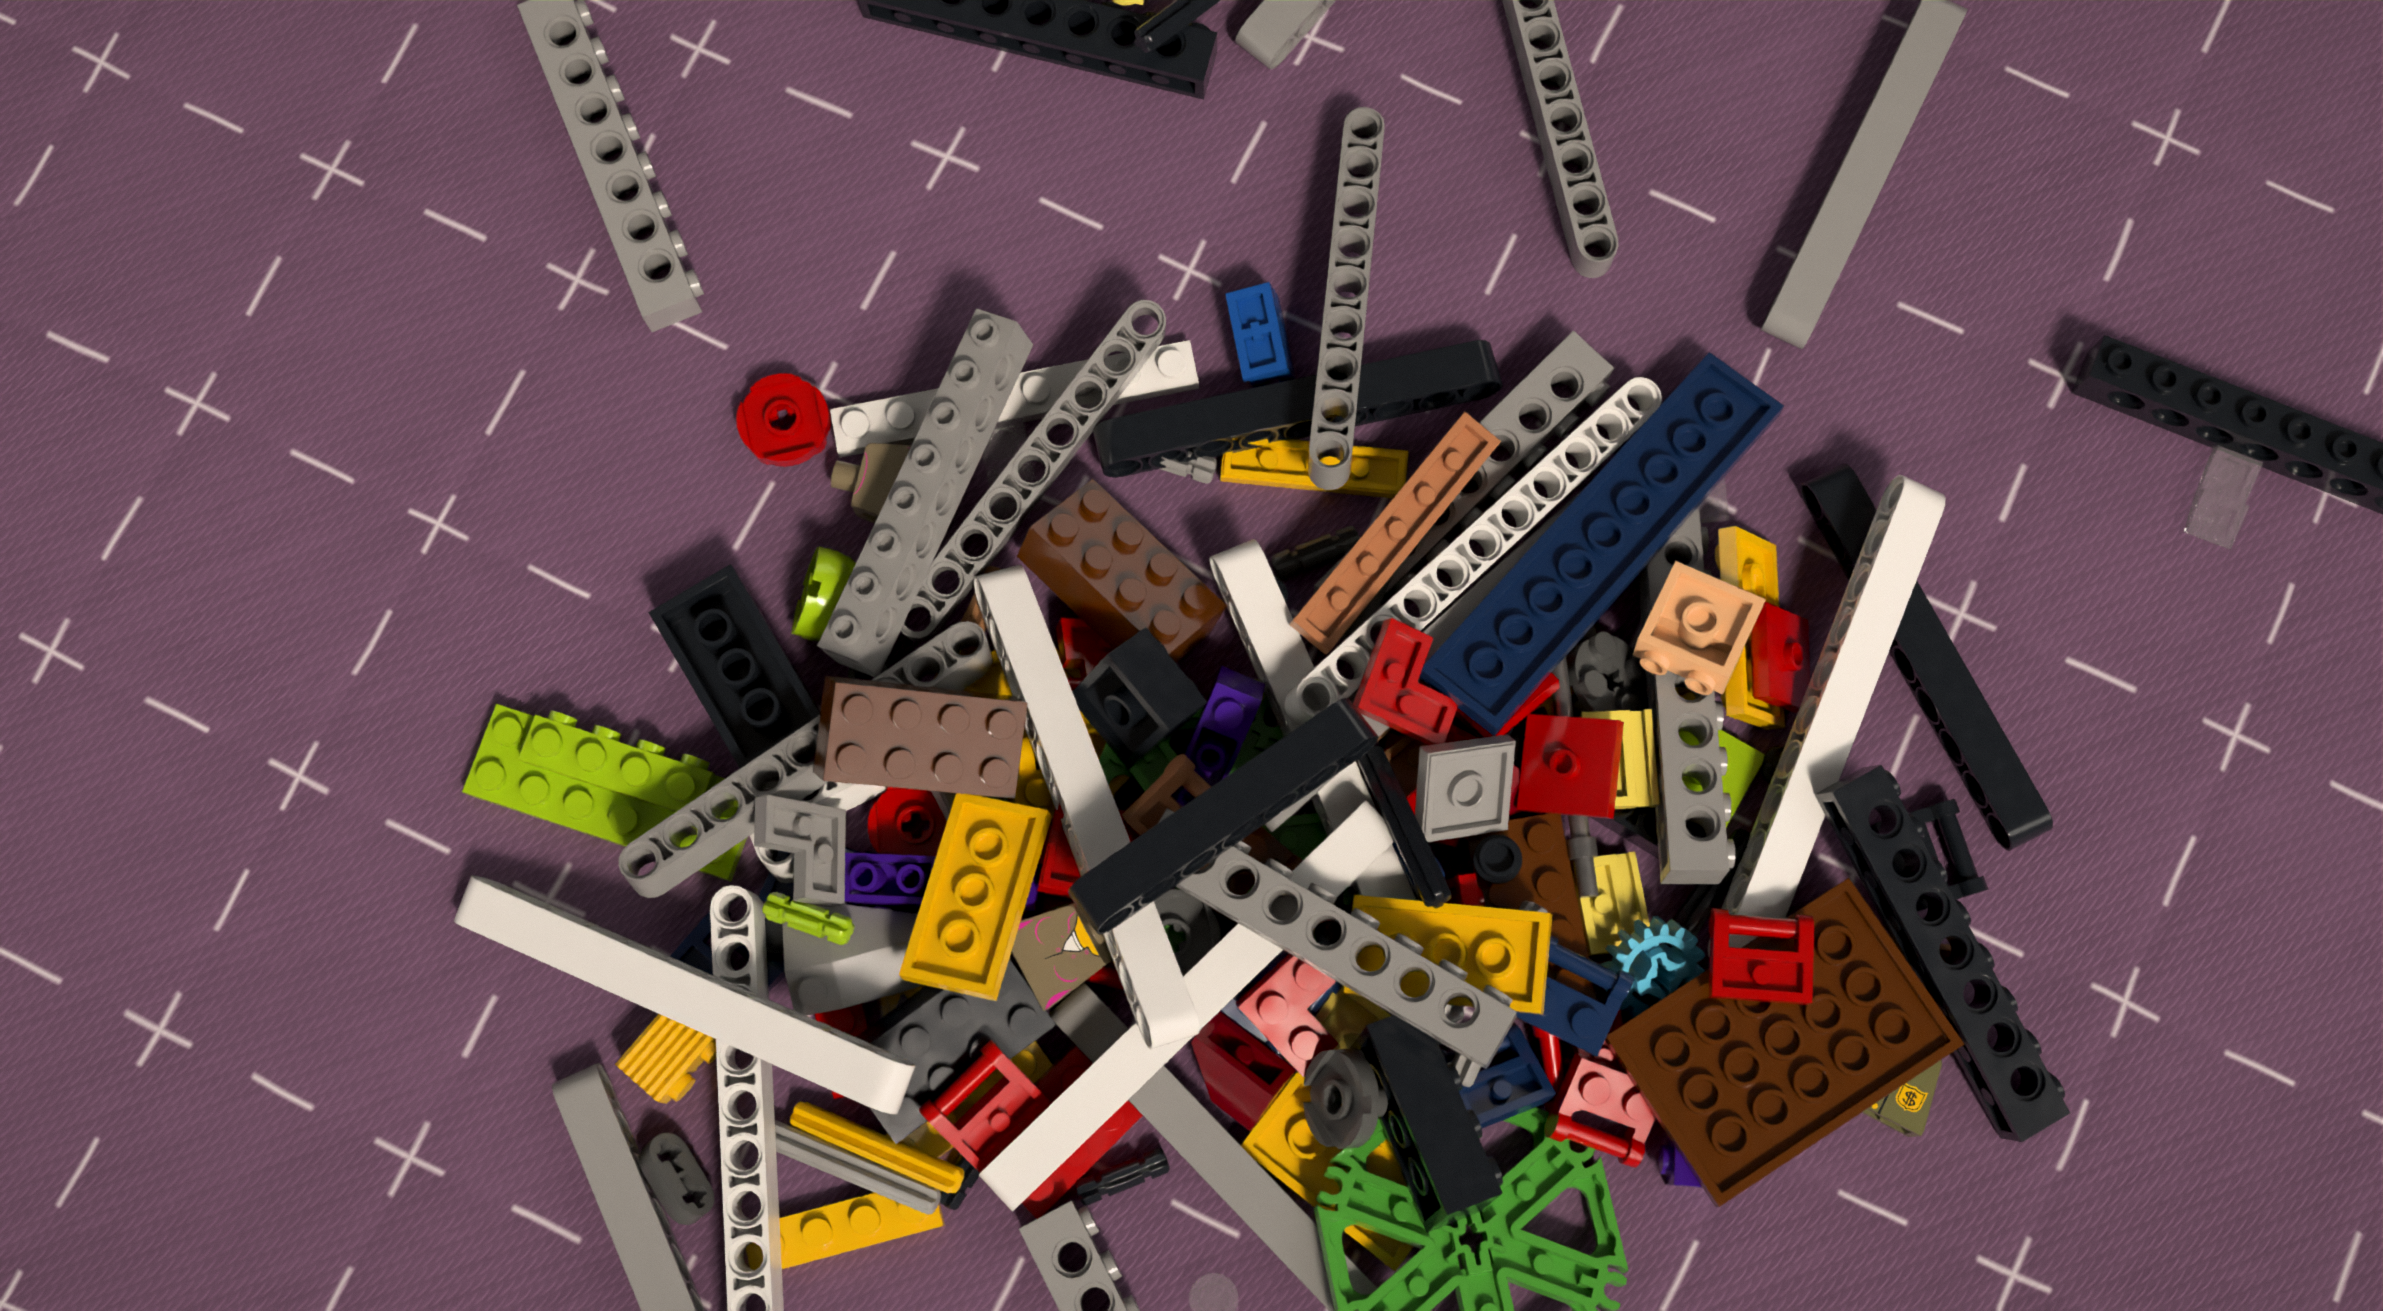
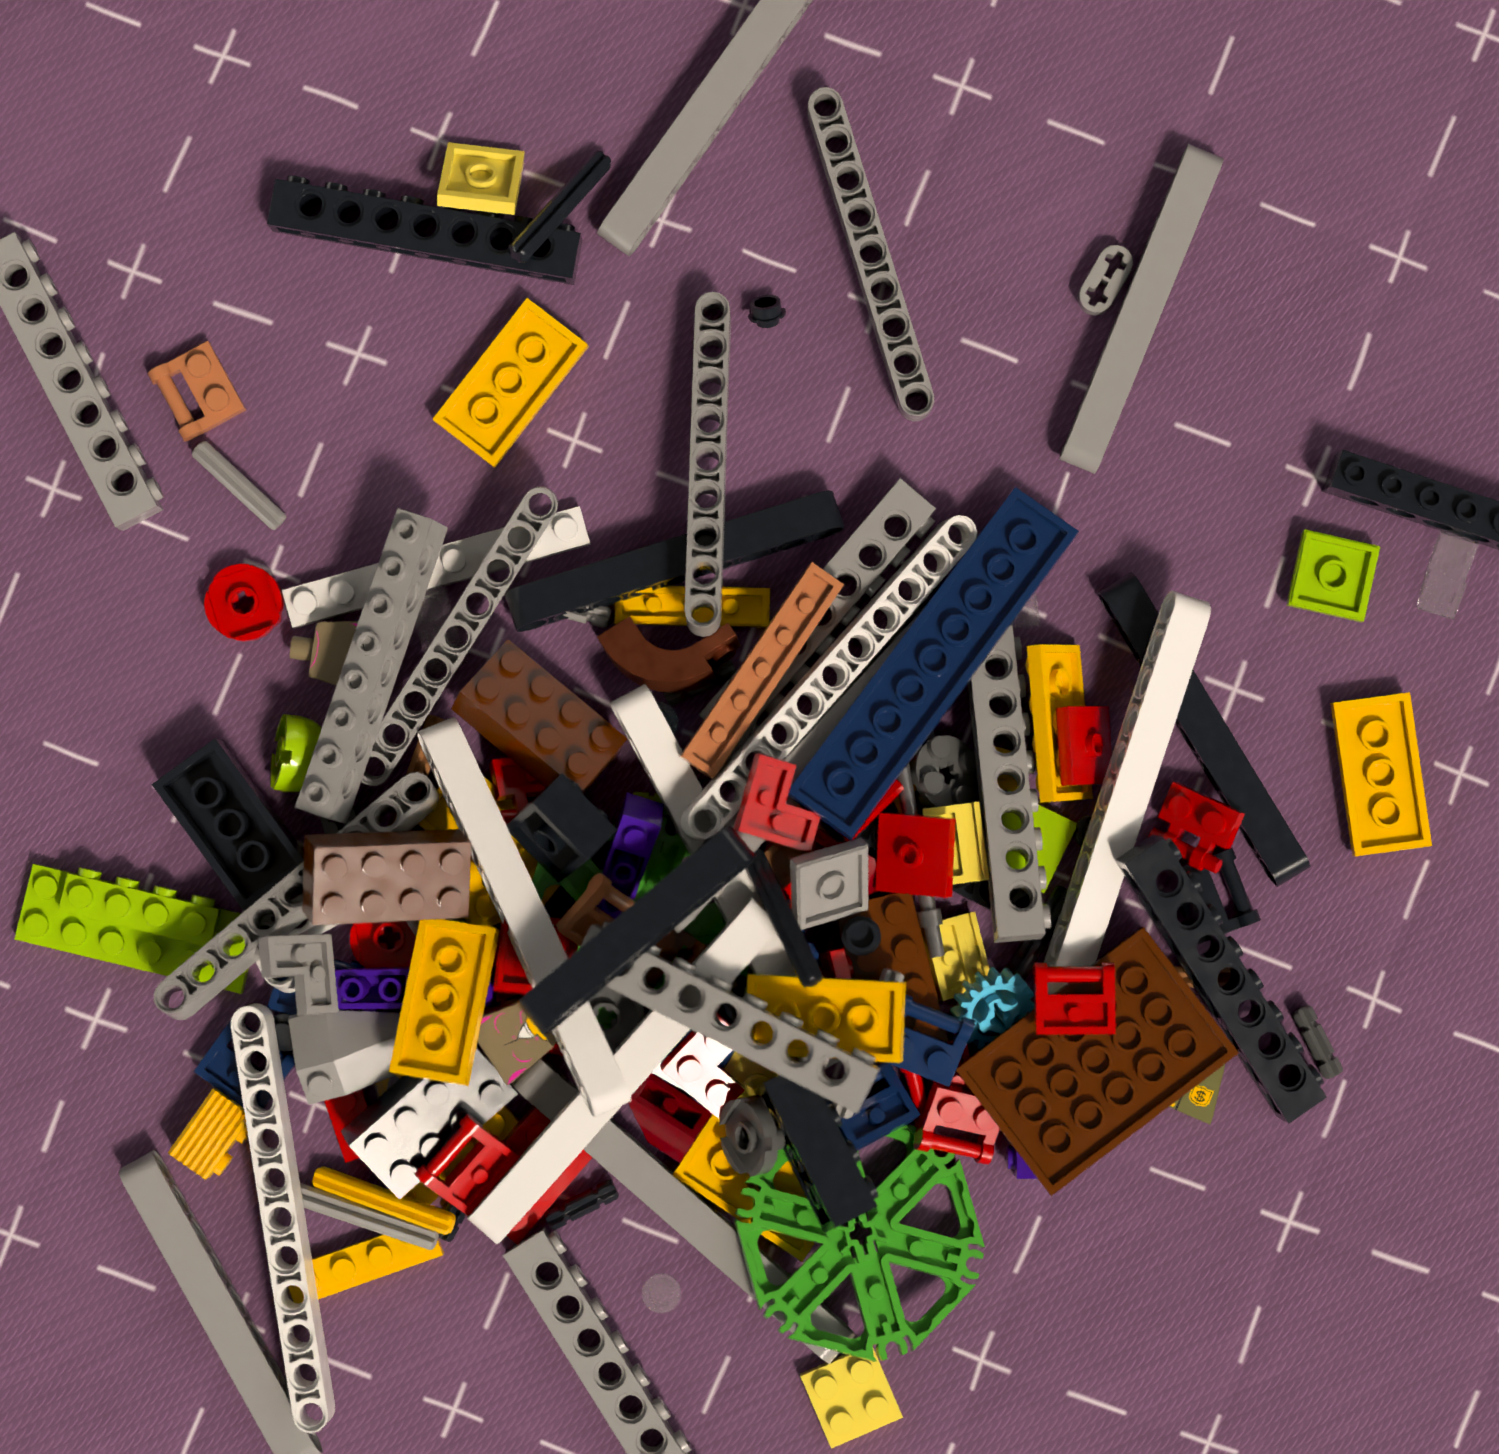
camera: 10 degrees left, 10 degrees up
(676, 1178) = (227, 1236): dark grey beam -> none
(687, 995) = (216, 1097): white beam -> none
(769, 174) = (207, 383): none -> nougat plate
(793, 288) = (238, 485): none -> light grey axle
(808, 918) = (310, 1026): lime axle -> none
(1120, 197) = (510, 382): none -> yellow plate
(1260, 335) = (639, 499): blue hinge -> none
(1282, 529) = (667, 669): none -> copper arch
(1425, 139) = (766, 311): none -> black plate
(1697, 629) = (1011, 736): light nougat plate -> none
(1830, 140) = (1112, 285): none -> light grey beam
(1923, 756) = (1203, 817): none -> red plate
(2055, 1046) = (1317, 1041): none -> dark grey axle
(2085, 487) = (1333, 575): none -> lime plate
(2140, 725) = (1381, 774): none -> yellow plate

